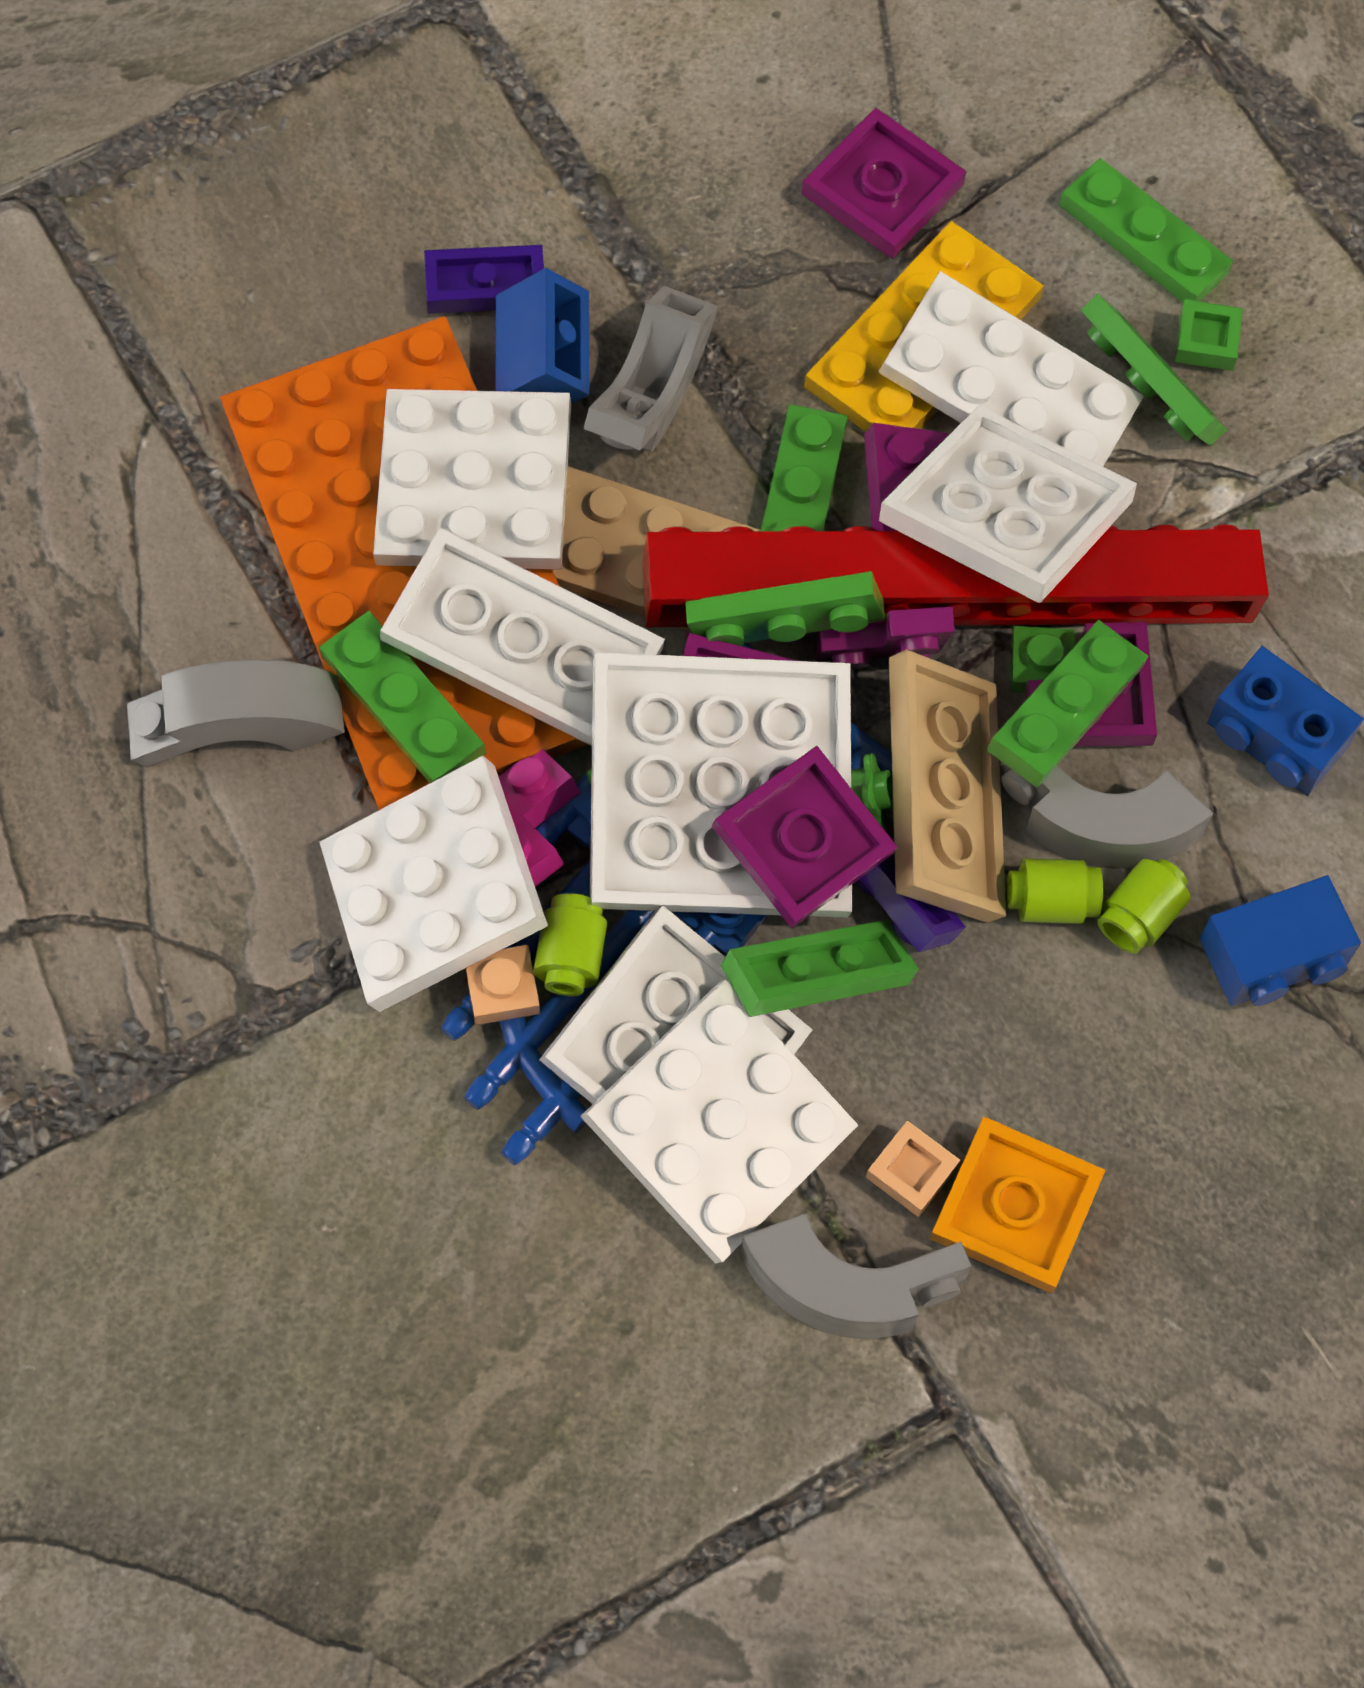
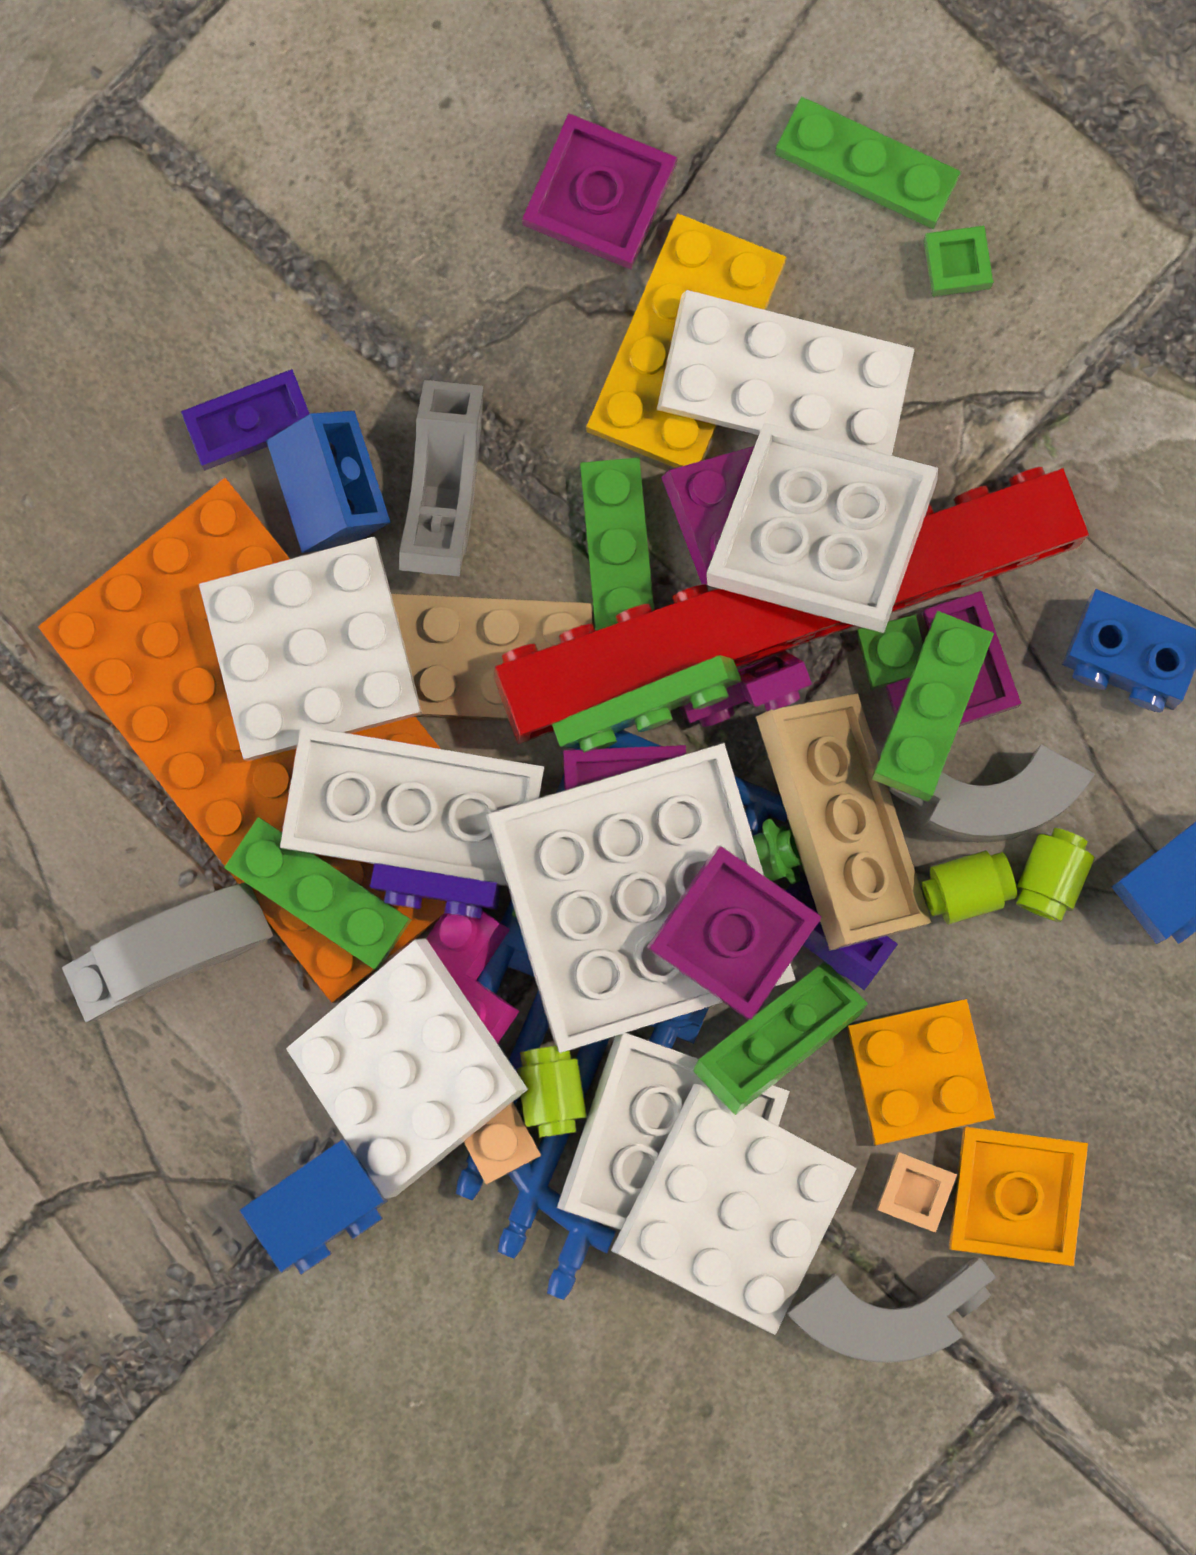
camera: 10 degrees left, 15 degrees up
(294, 992) = (315, 1207): none -> blue brick
(539, 728) = (408, 886): none -> dark purple plate
(952, 1057) = (920, 1072): none -> light orange plate
(1151, 373) = (915, 320): bright green plate -> none

